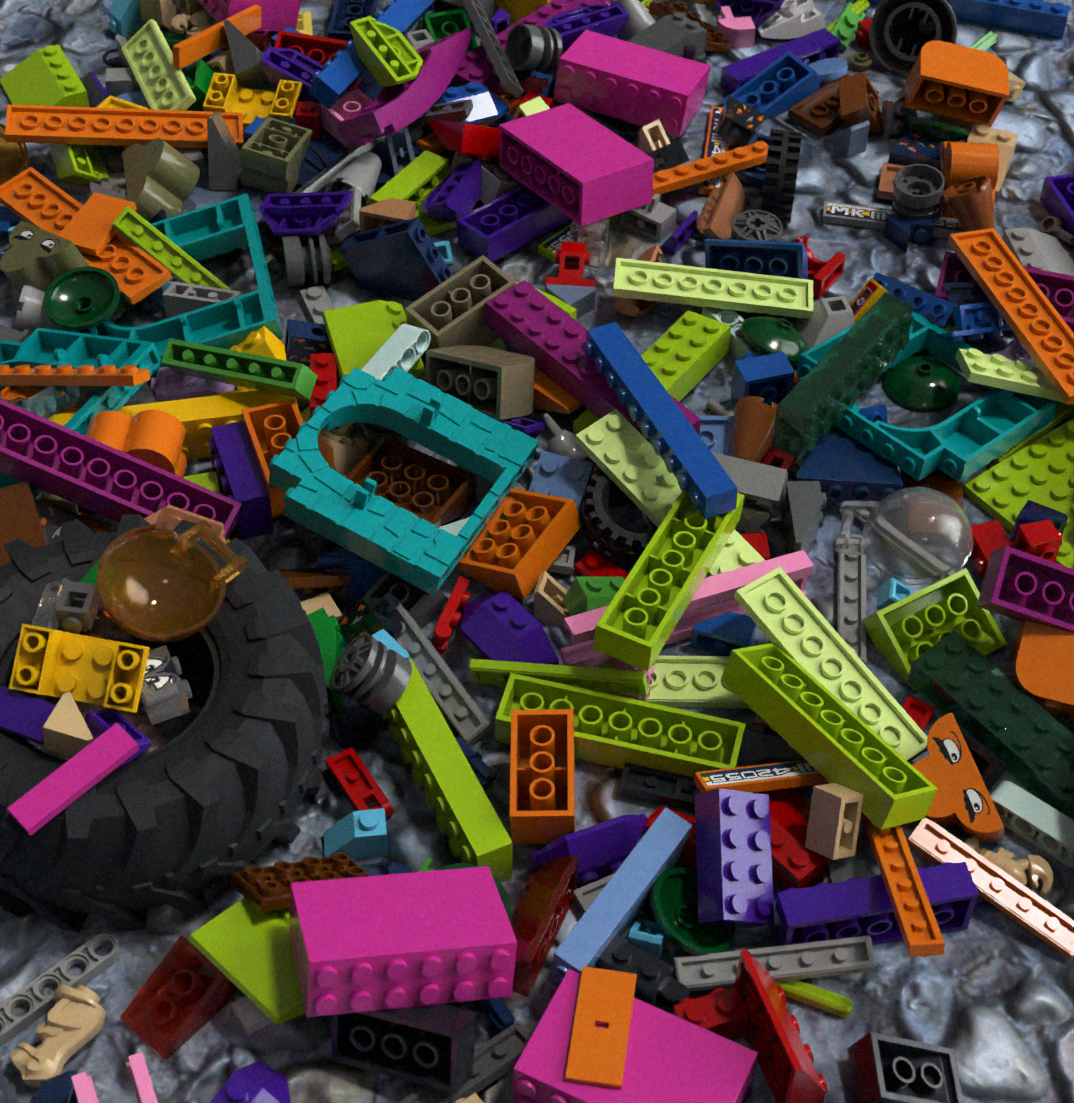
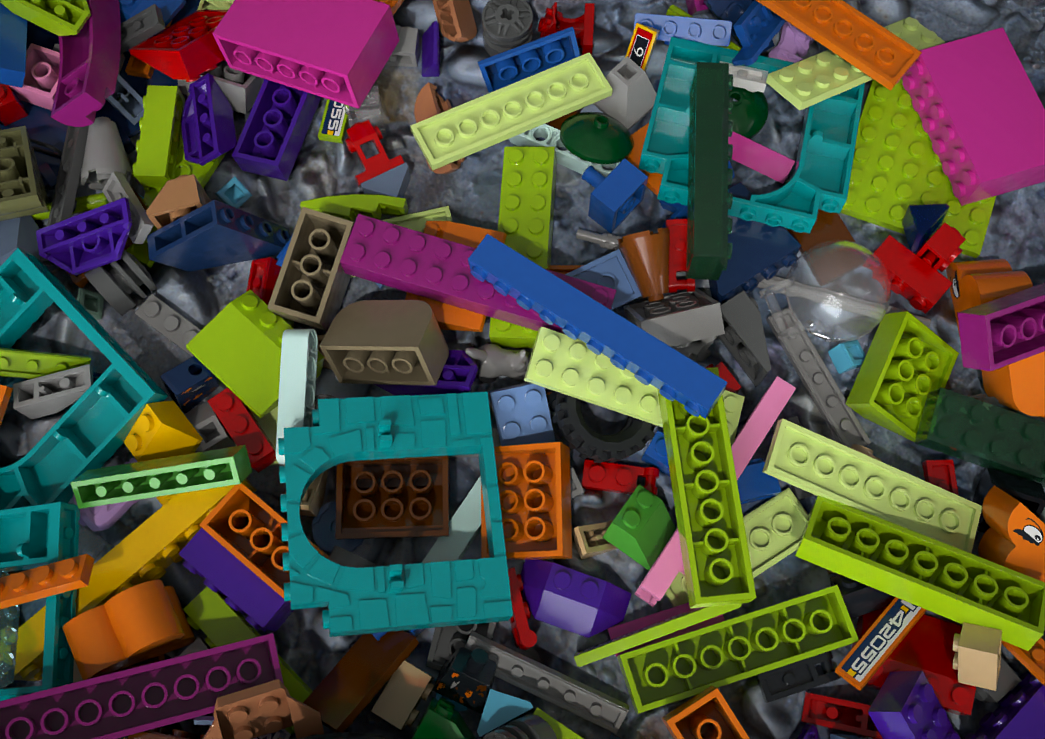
camera: 30 degrees left, 25 degrees up
(900, 402) = (760, 158): none -> dark pink tile
(937, 352) = (748, 78): none -> white plate

